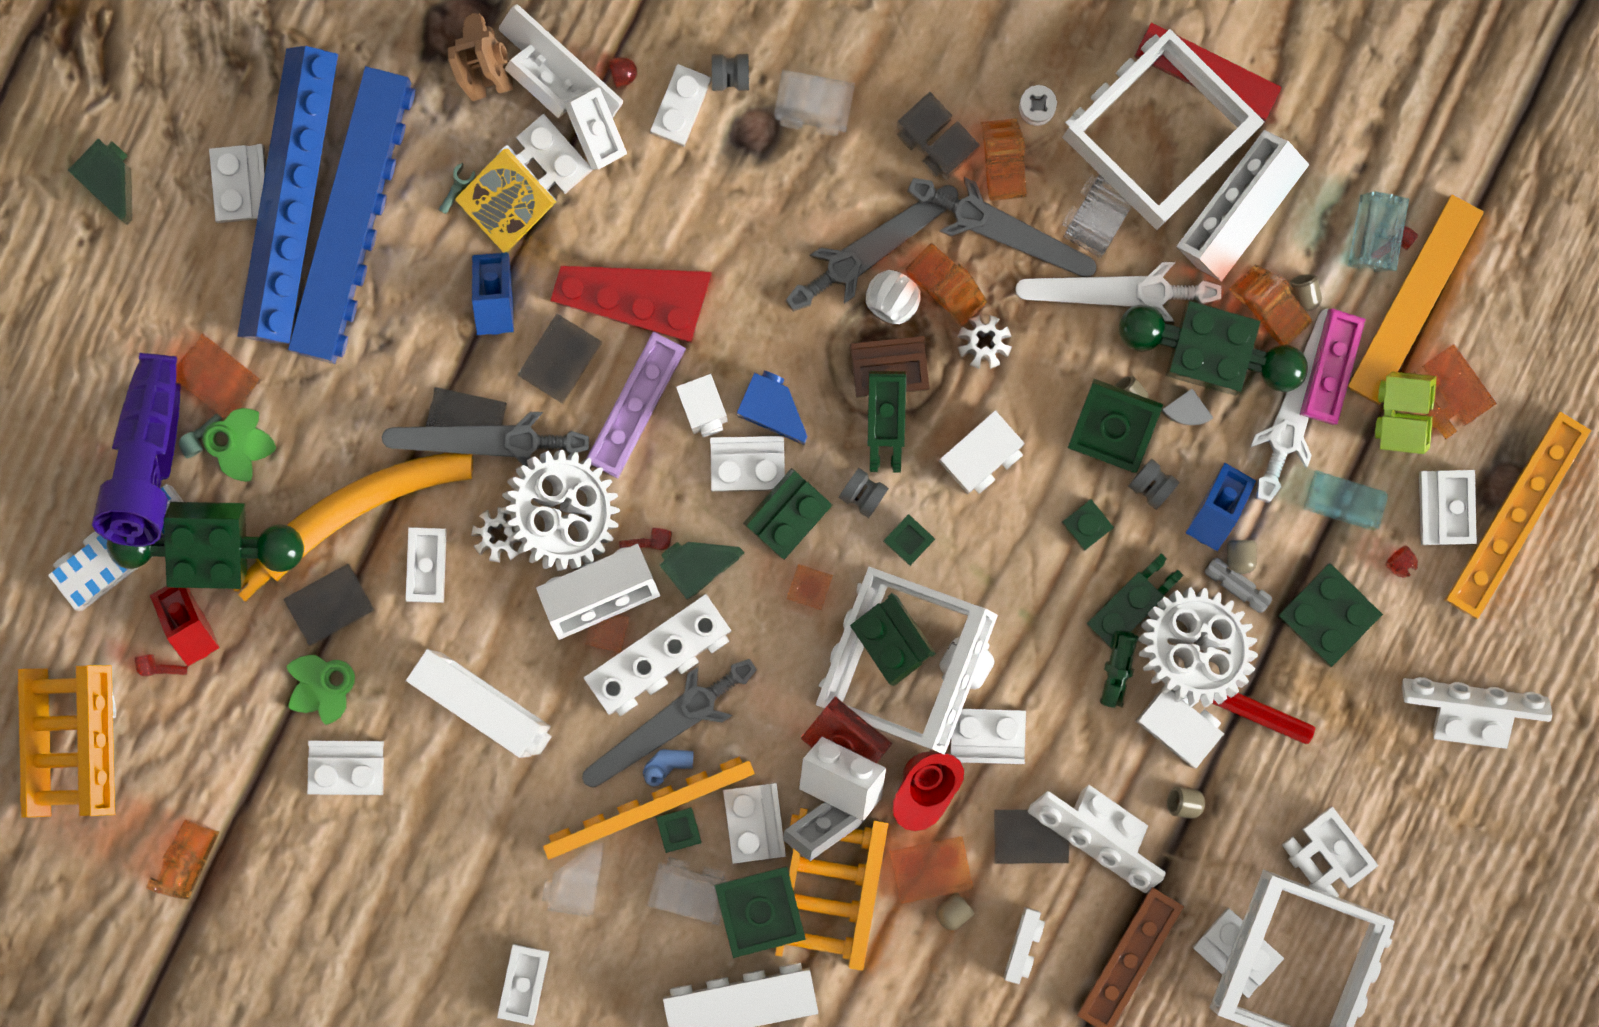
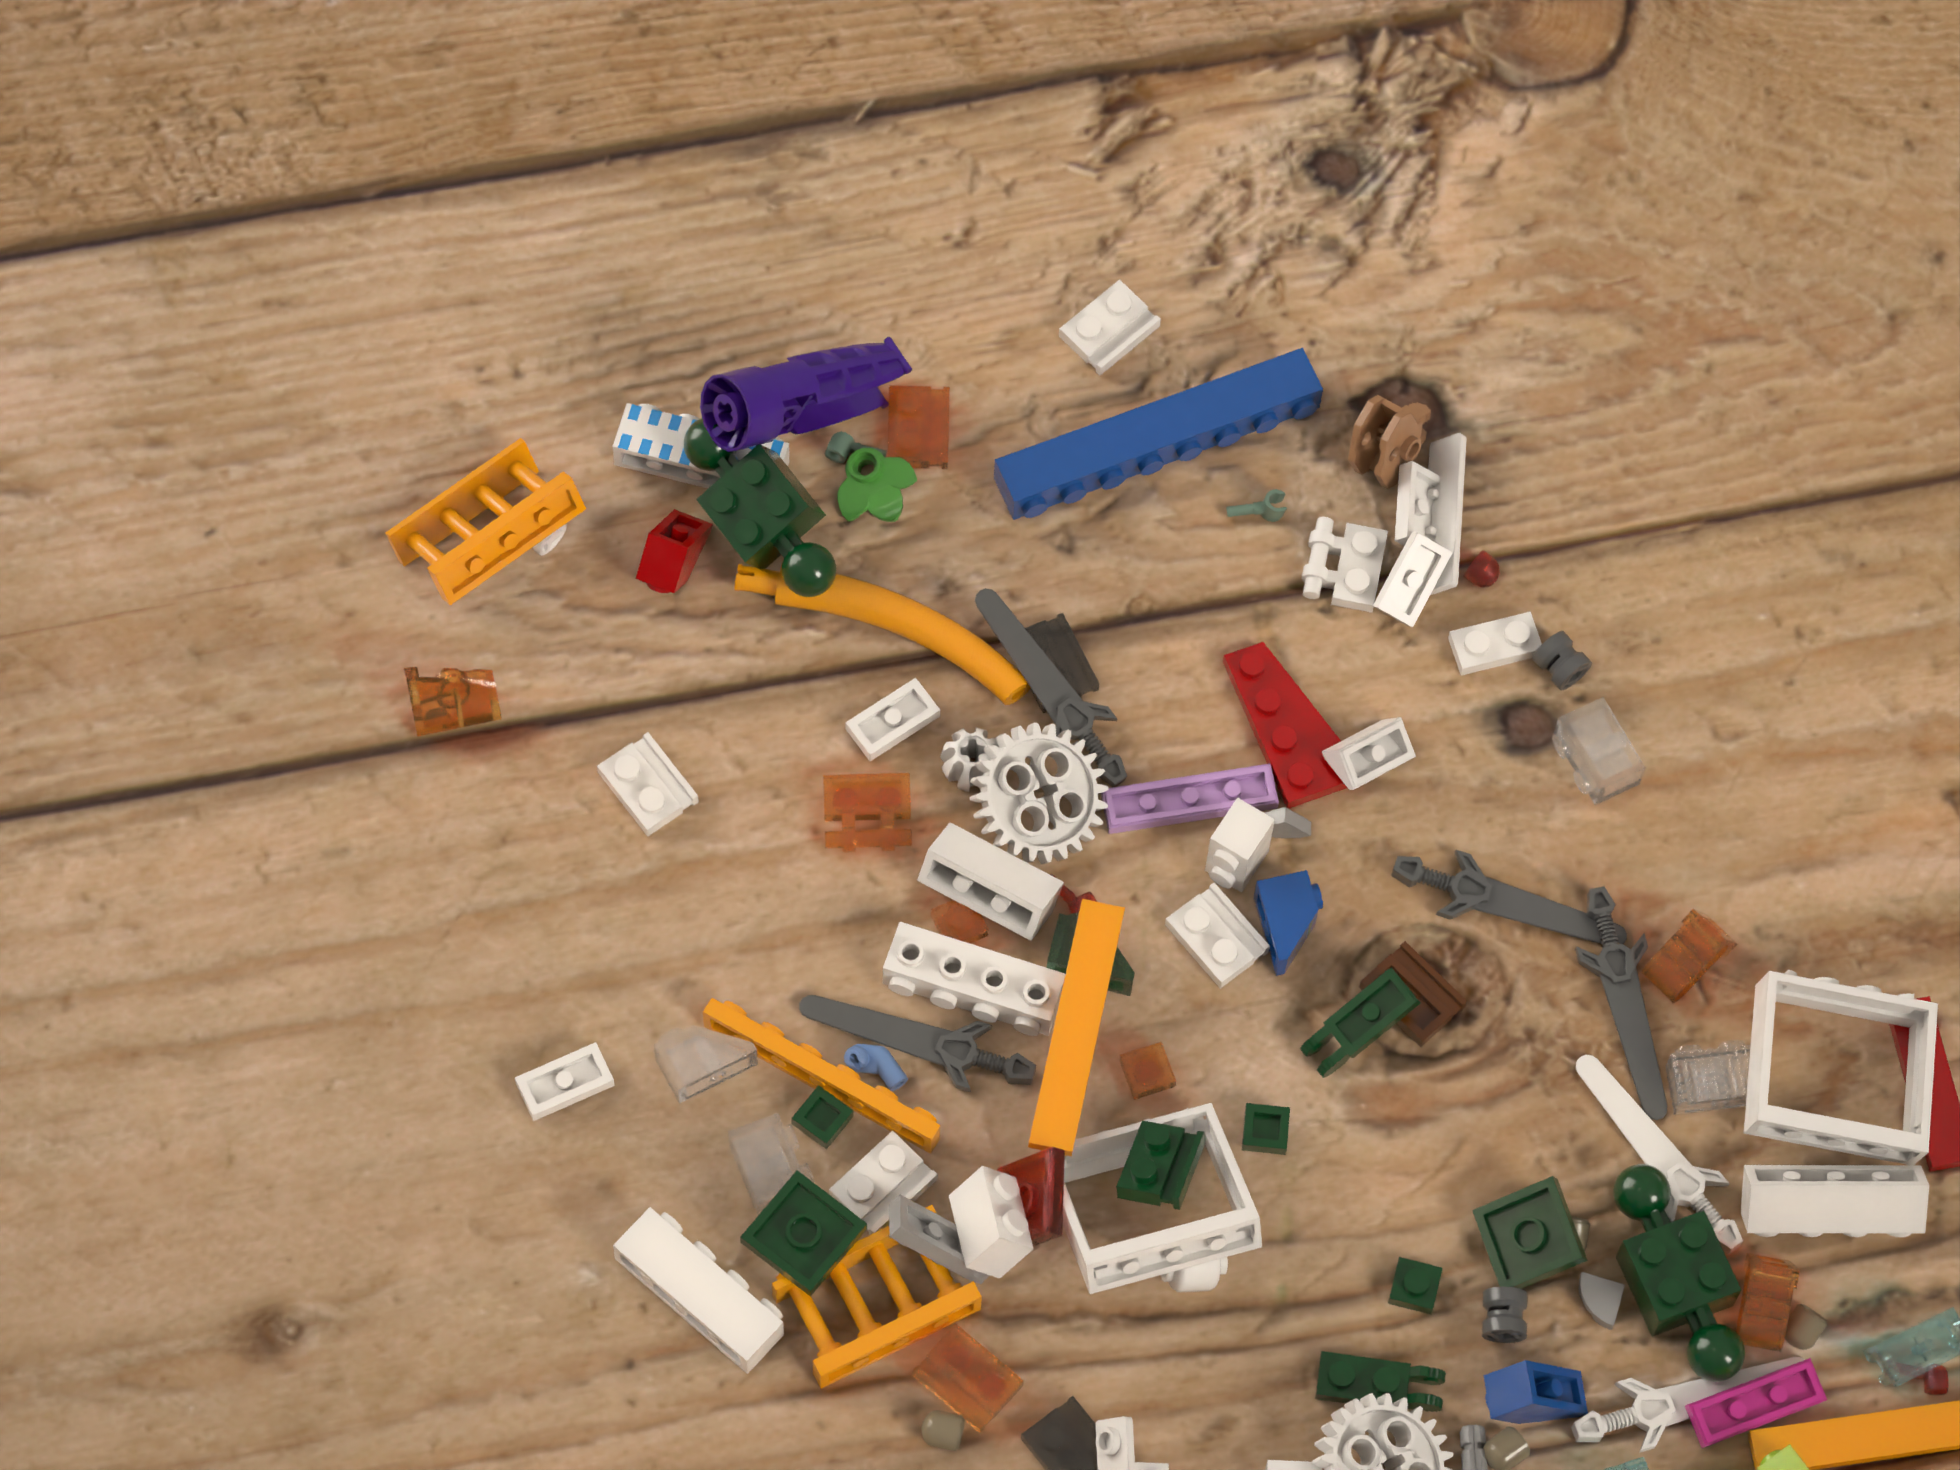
camera: 50 degrees right, 20 degrees down
(107, 177) = (1023, 214): clear green slope -> none
(147, 667) = (606, 550): clear red hand -> none
(287, 195) = (1132, 367): blue brick -> none
(316, 689) = (701, 708): bright green plate -> none
(329, 604) = (788, 665): clear smoke plate -> none
(472, 625) = (867, 798): none -> clear orange plate
(480, 704) = (803, 833): white window -> none
(492, 294) = (1187, 601): blue slope -> none
(505, 200) = (1282, 552): yellow tile -> none
(559, 358) = (1177, 700): clear smoke plate -> none
(697, 257) = (1370, 752): none -> white slope
(702, 358) = (1289, 824): none -> light grey tile
(751, 617) = (1076, 1026): none -> light orange tile
(787, 514) = (1200, 1001): dark green plate -> none
(870, 498) = (1276, 1054): dark grey wheel -> none
(893, 297) = (1479, 947): white piece -> none
(923, 124) = (1660, 881): clear smoke piece -> none
(927, 789) = (1041, 1312): red piece -> none
(947, 284) = (1532, 990): clear orange tile -> none
(983, 330) = (1521, 1054): white piece -> none
(983, 452) = (1402, 1134): white brick -> none
(989, 736) = (1138, 1340): white plate -> none
(1033, 110) = (1761, 959): white wheel -> none
(1119, 668) = (1302, 1410): dark green pin -> none

